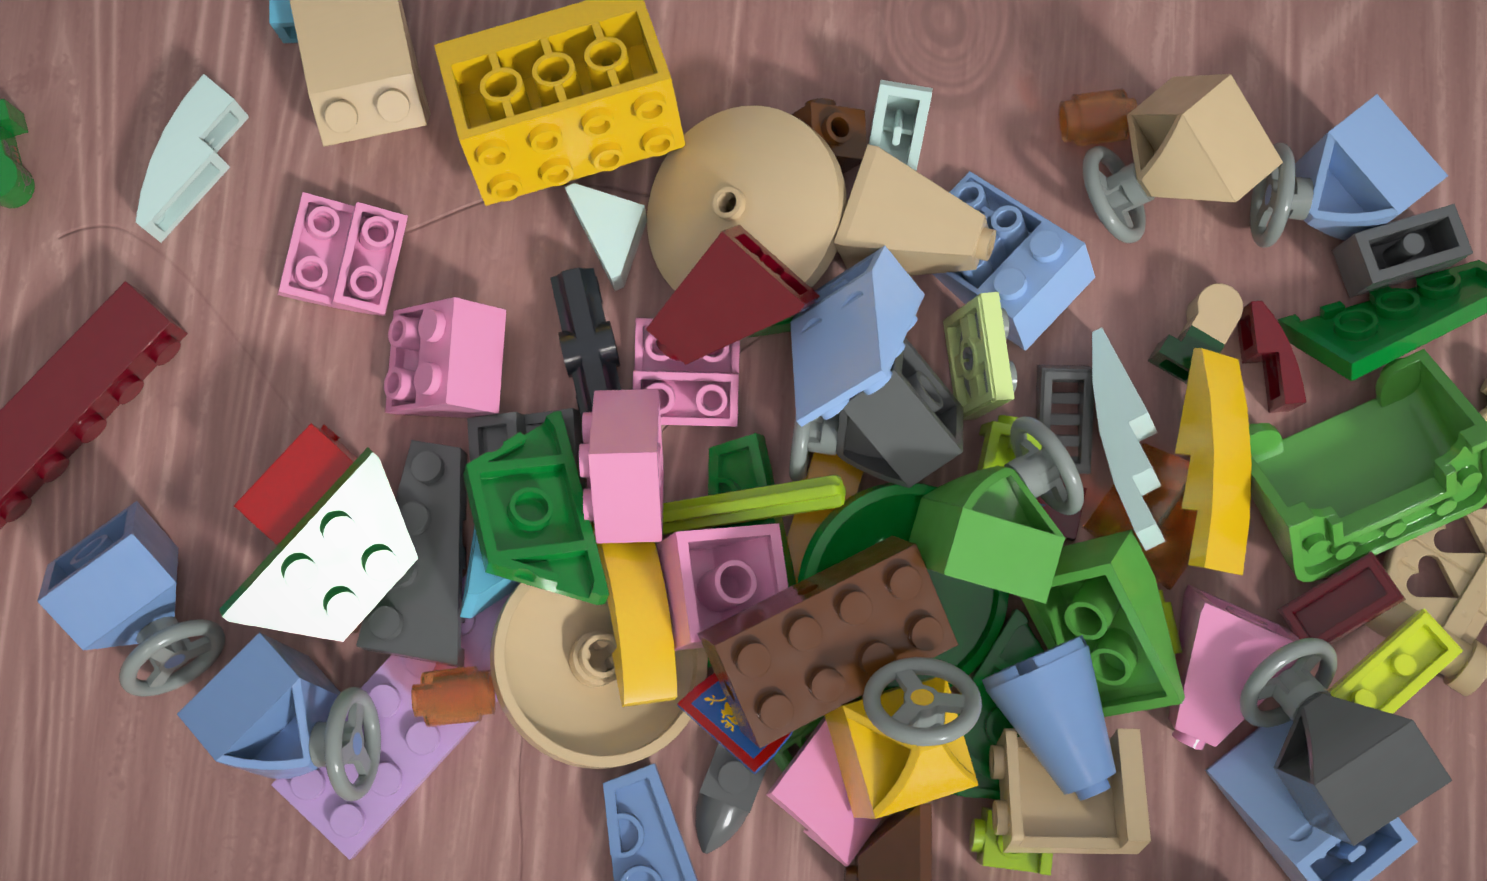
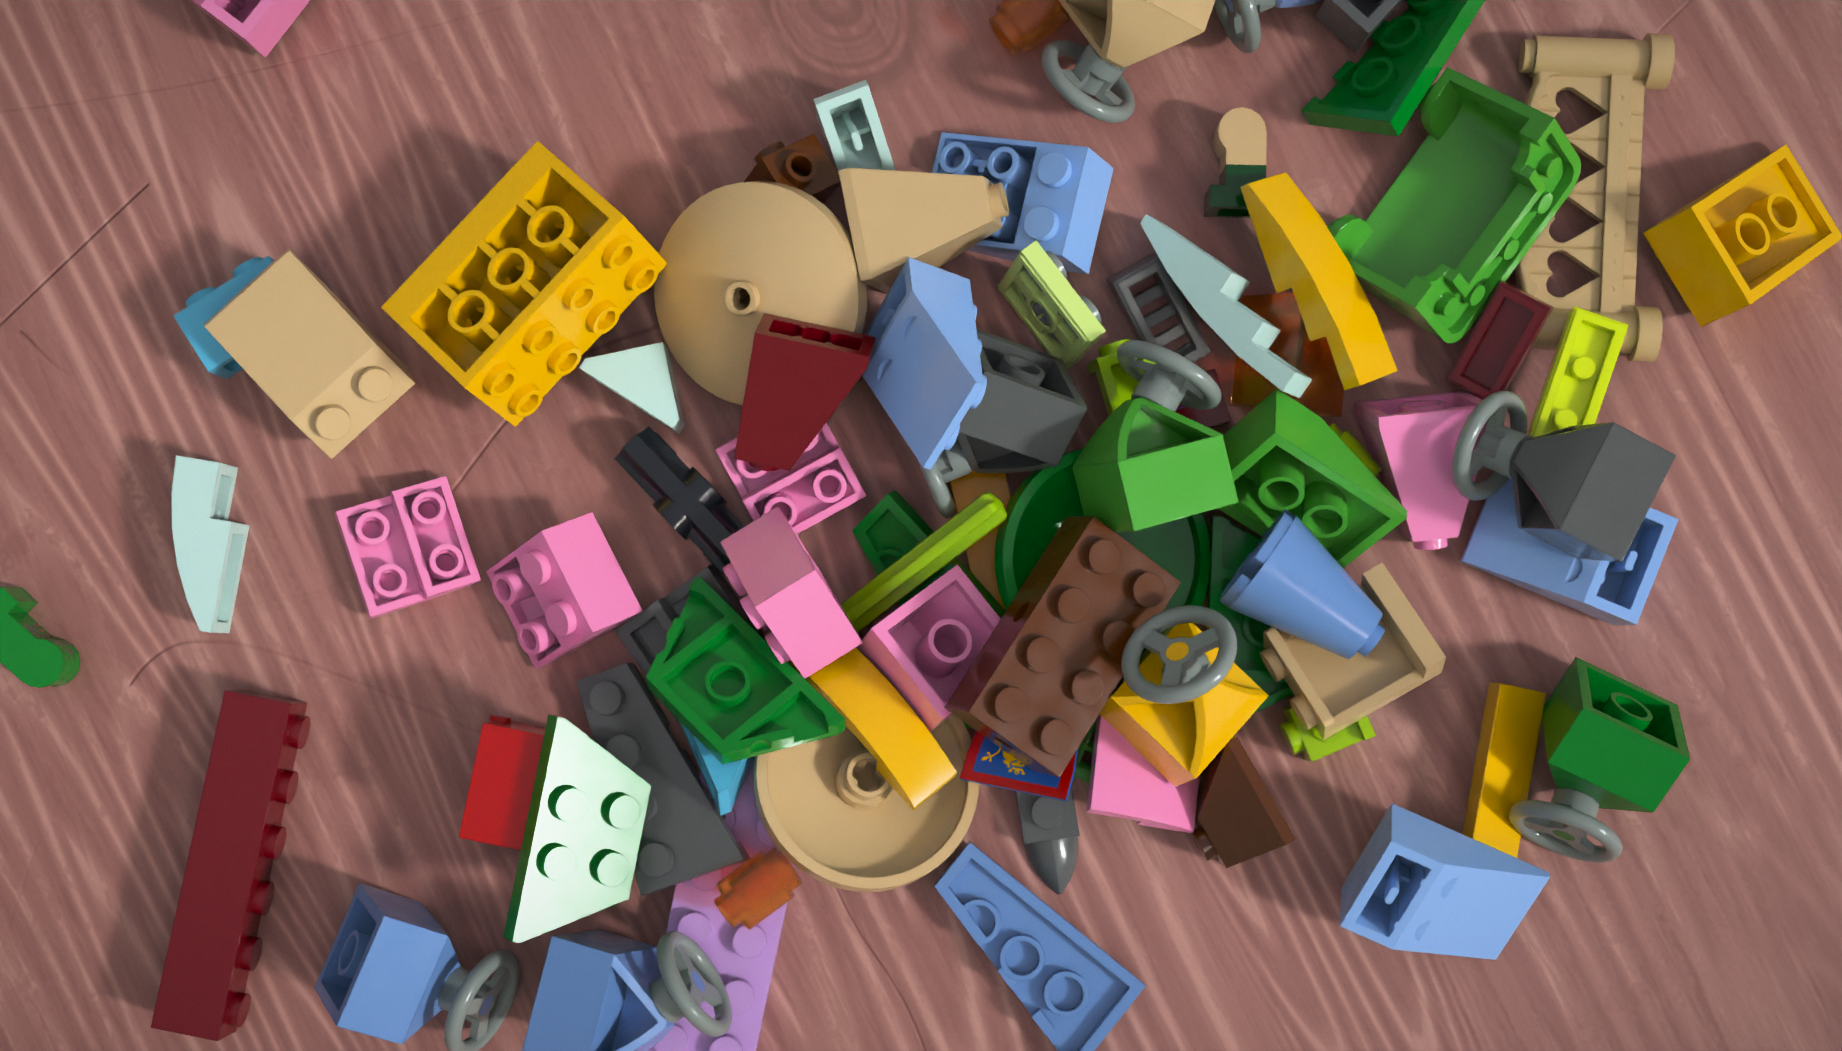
camera: 25 degrees left, 5 degrees up
(1265, 342) = (1301, 139): dark red slope -> none

